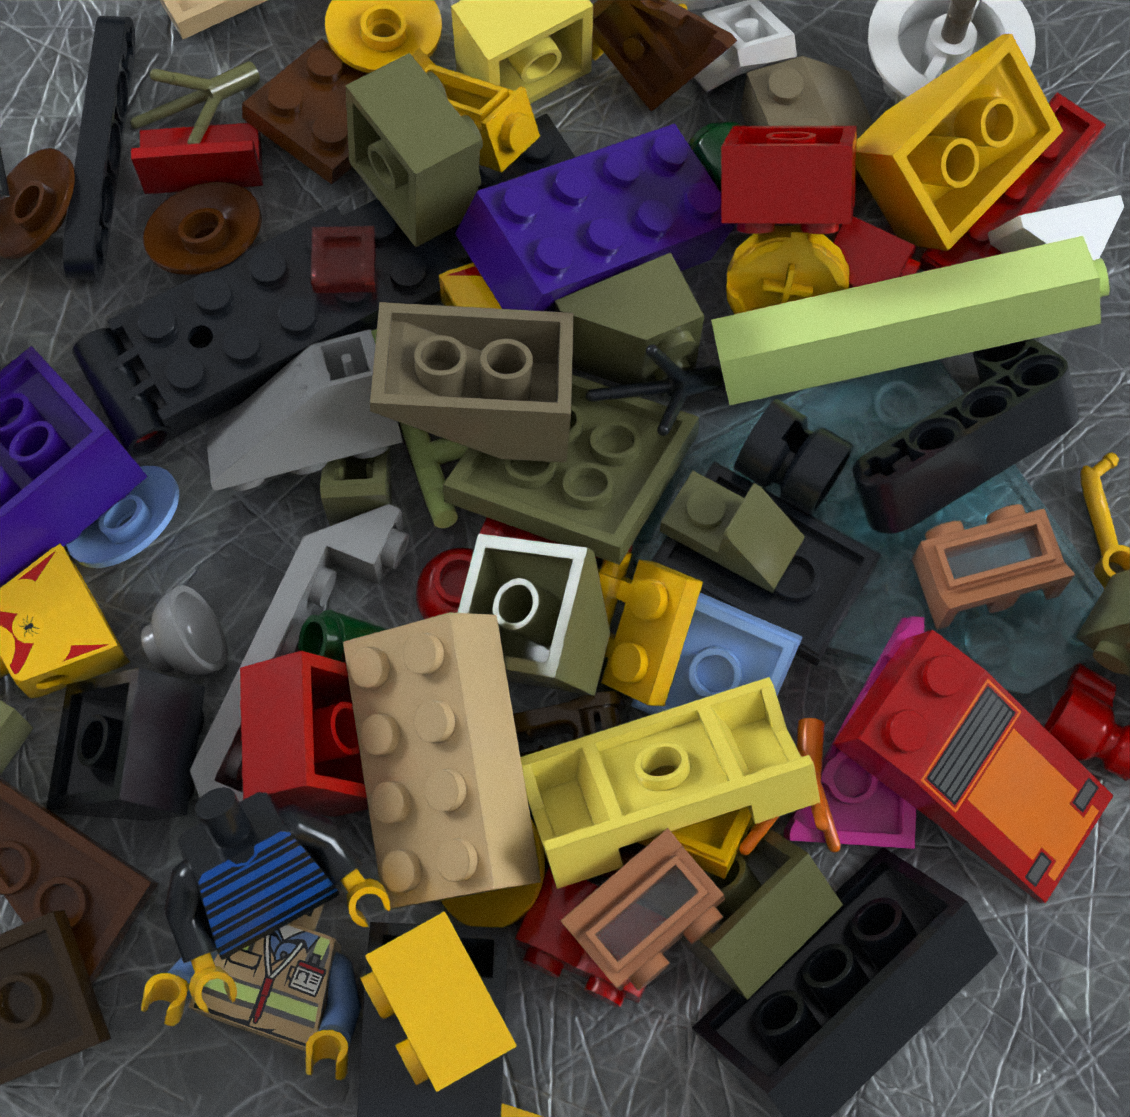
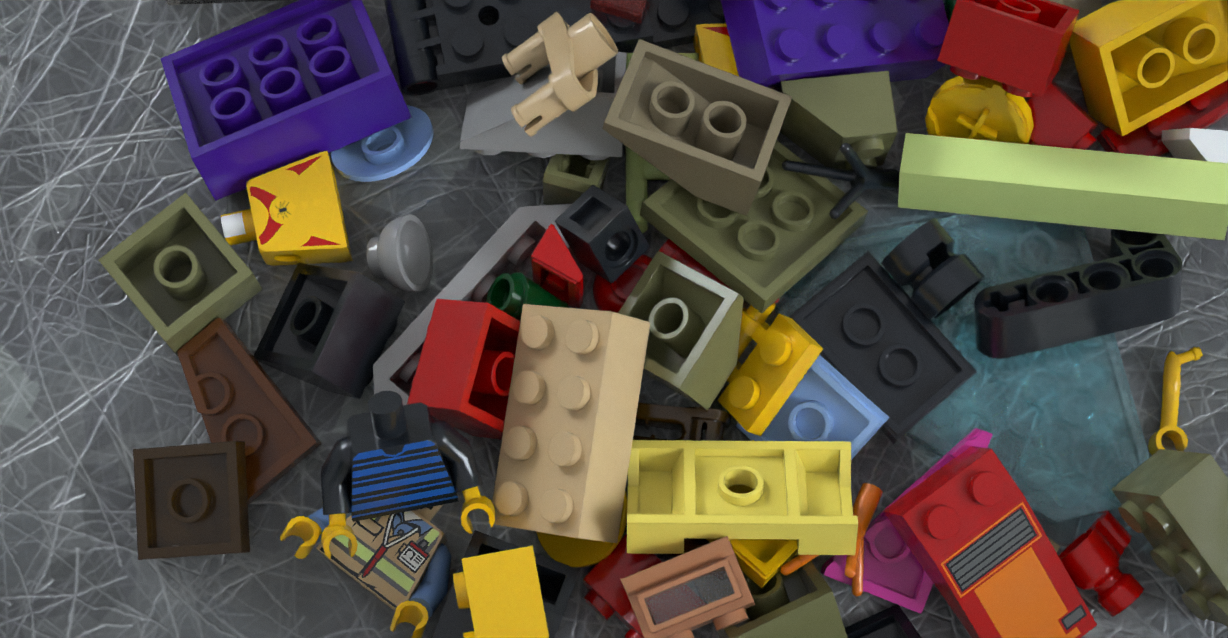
camera: 15 degrees right, 5 degrees up
(319, 368) = (573, 59): none -> tan connector
(369, 590) = (556, 269): none -> red slope
(408, 534) = (602, 233): none -> black brick
(734, 531) = (865, 316): olive slope -> none
(989, 563) = (1061, 407): nougat window -> none

